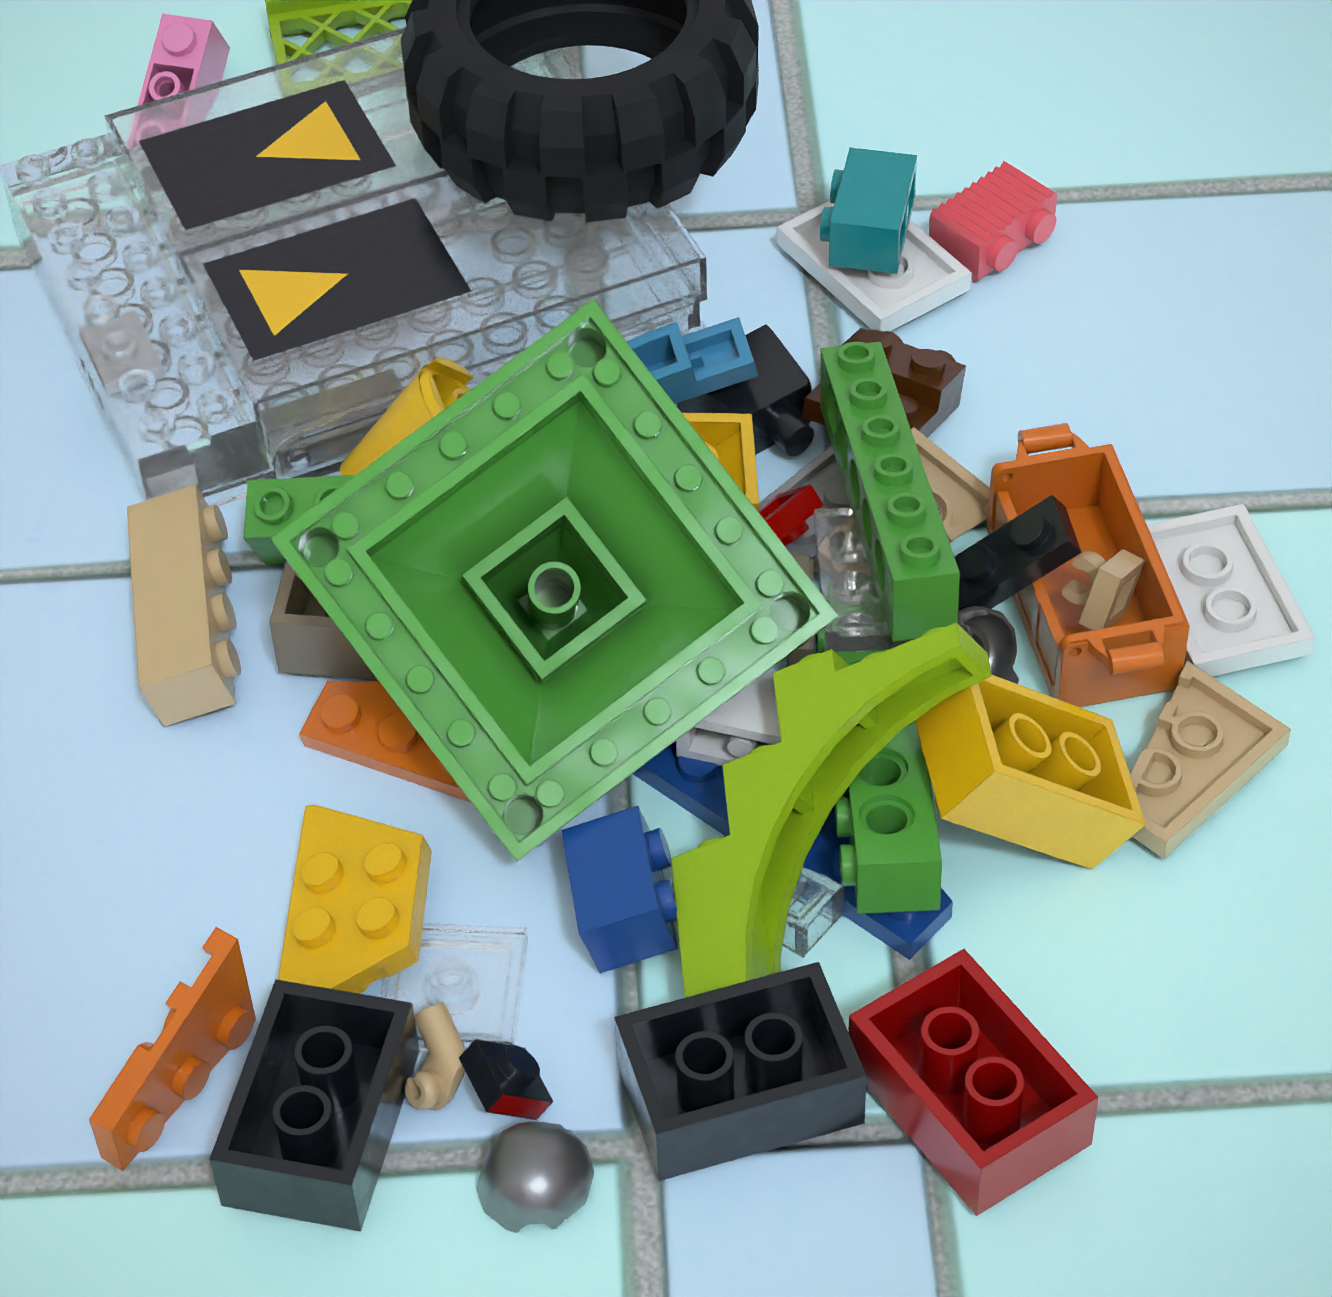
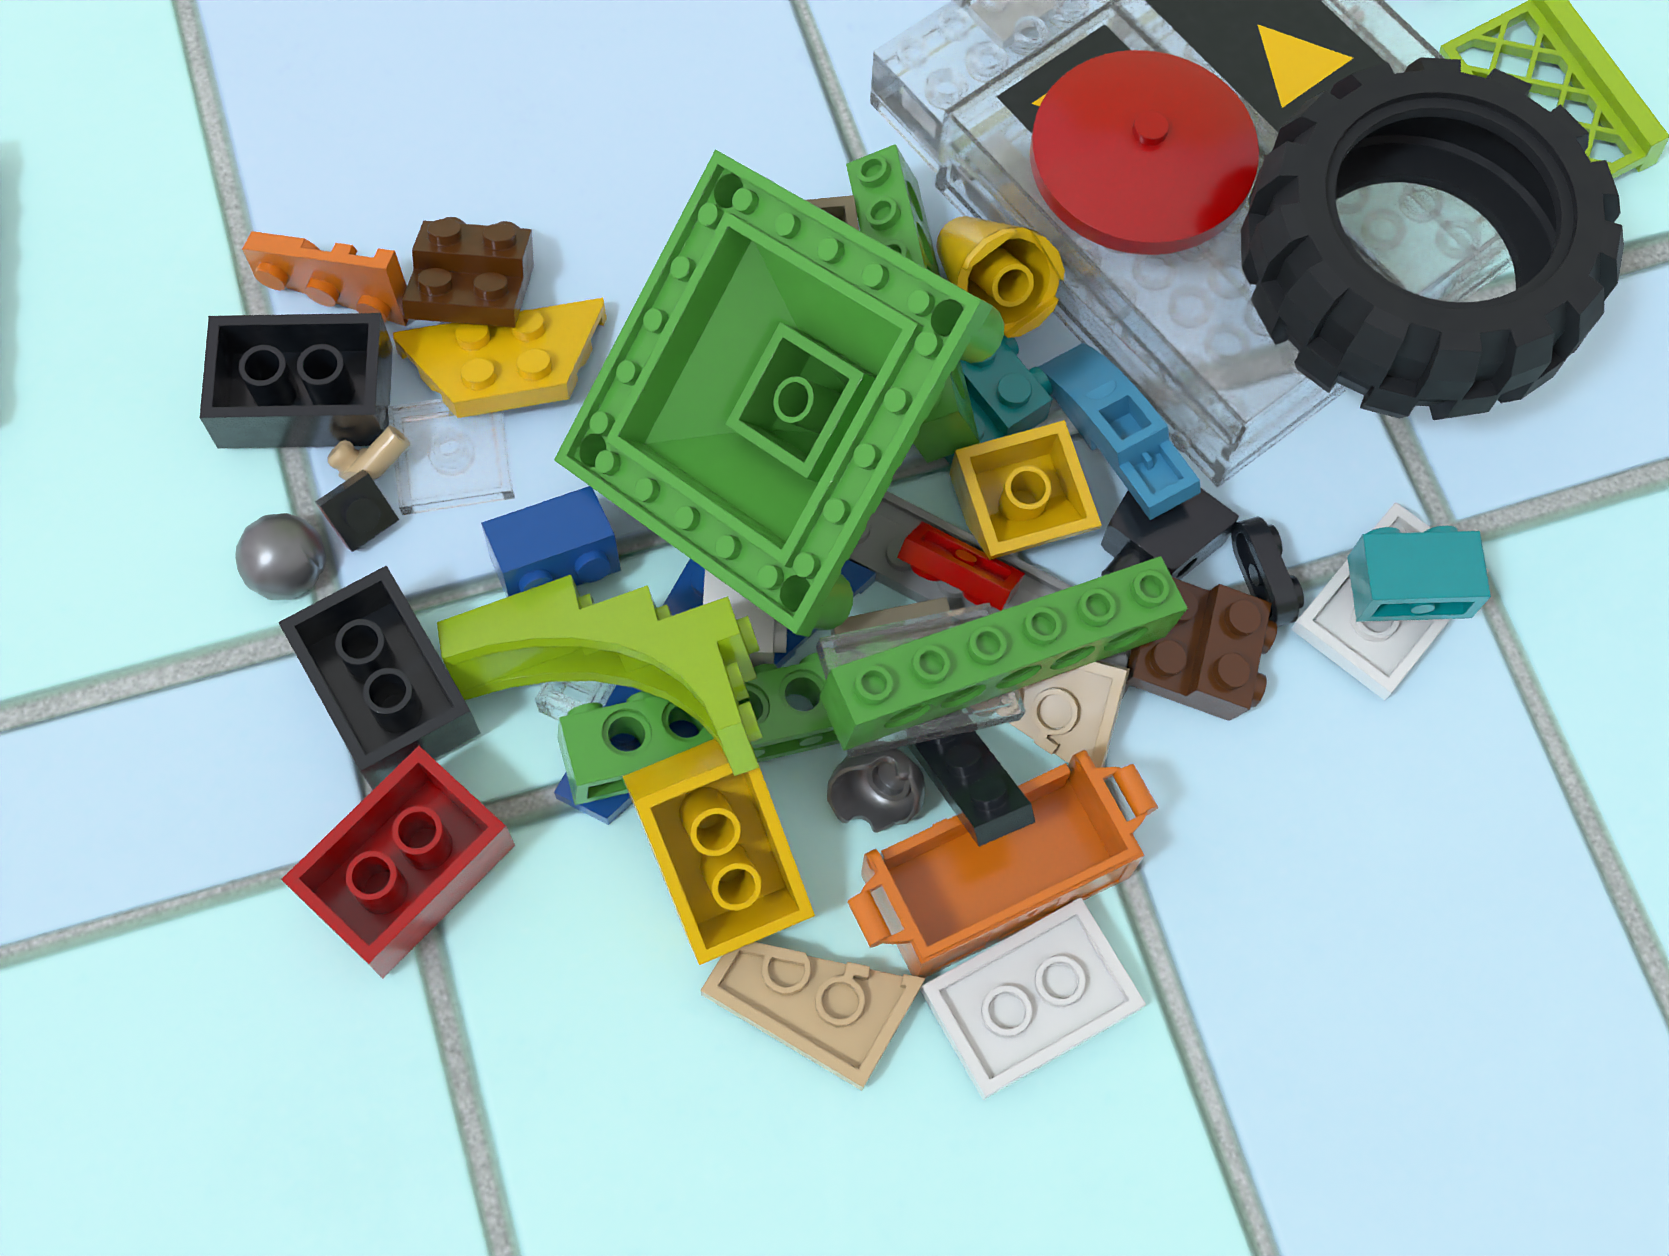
camera: 70 degrees right, 20 degrees up
(182, 605) = (790, 136): tan brick -> none
(239, 893) = (469, 273): none -> reddish brown plate
(373, 260) = (1144, 152): none -> red dish
(817, 326) = (1260, 559): none -> black plate
(994, 220) = (1479, 702): coral brick -> none
(1109, 590) = (968, 881): tan tile -> none

